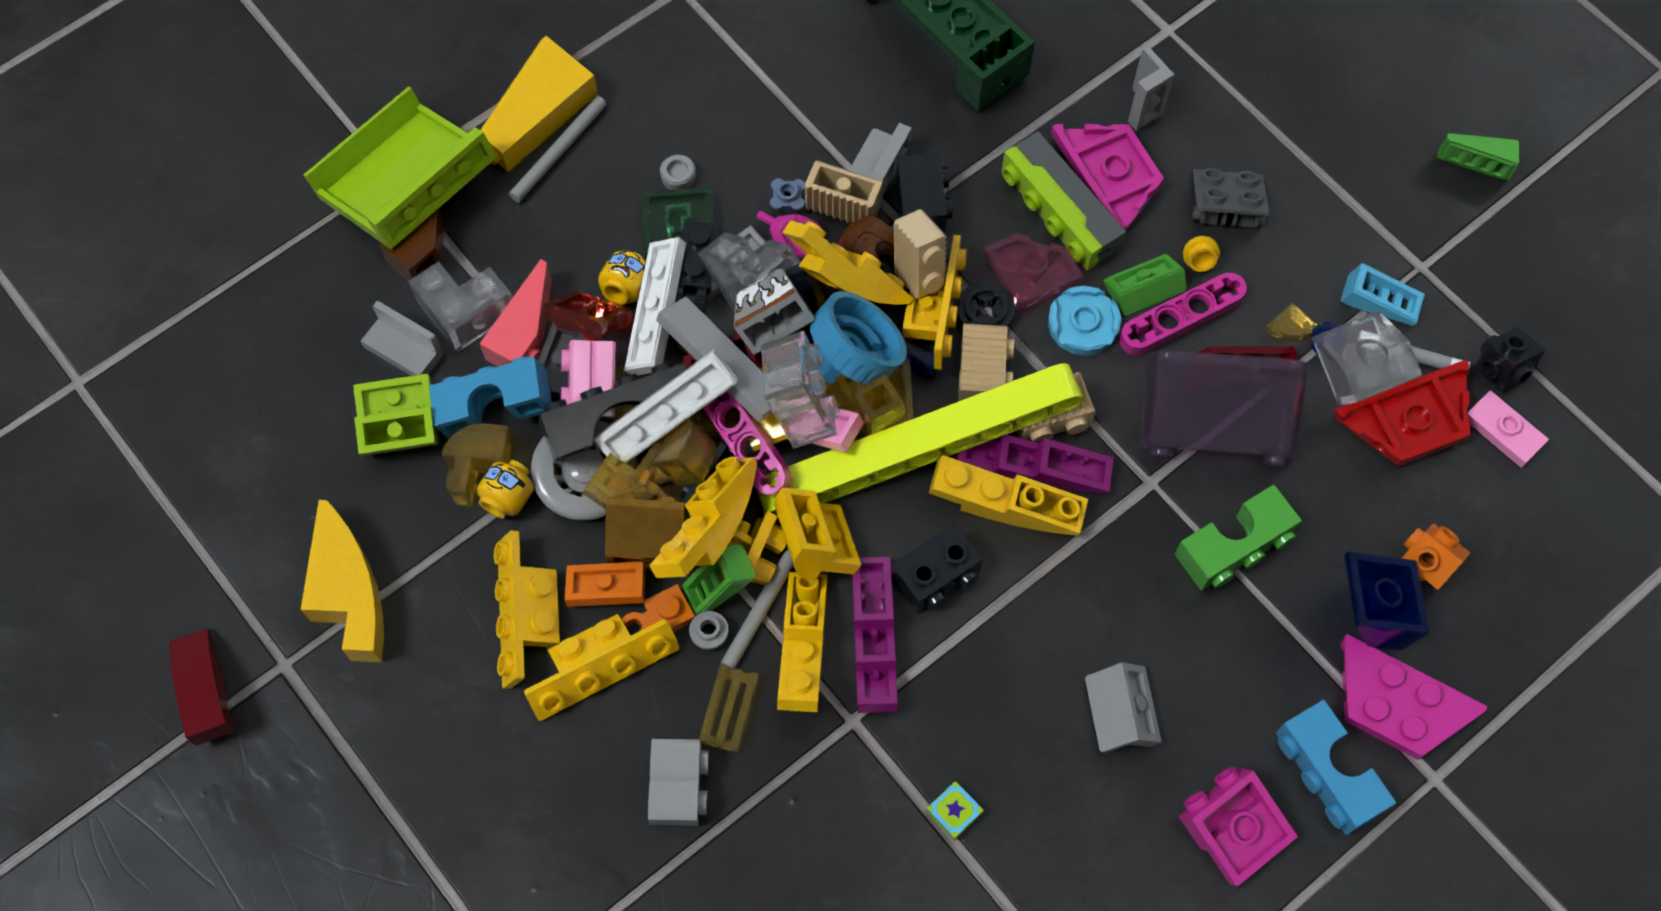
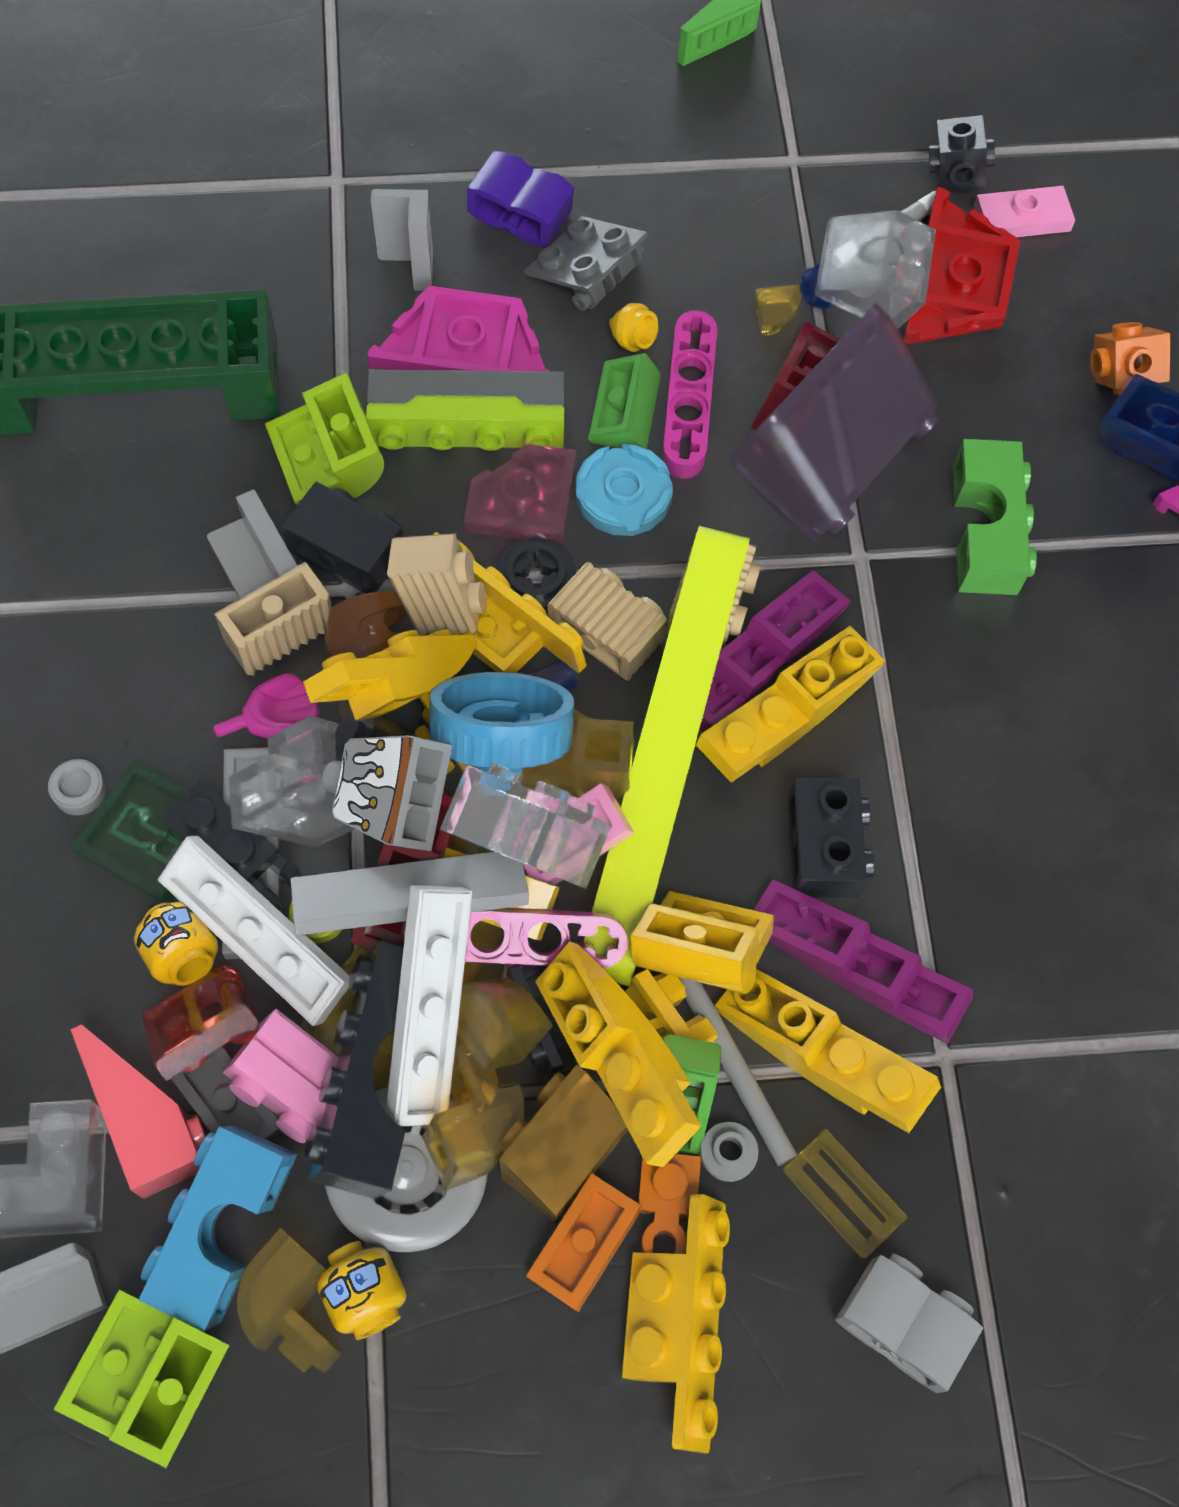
camera: 60 degrees left, 0 degrees up
(526, 608) = (547, 1373): yellow bracket -> none
(790, 203) = (222, 695): sand blue plate -> none
(954, 810) = (1127, 1015): tile -> none
(976, 144) = (327, 441): none -> lime brick
(1122, 707) = (1112, 761): light grey panel -> none
(1239, 131) = (520, 198): none -> dark purple brick
(1365, 300) = (799, 212): medium azure slope -> none

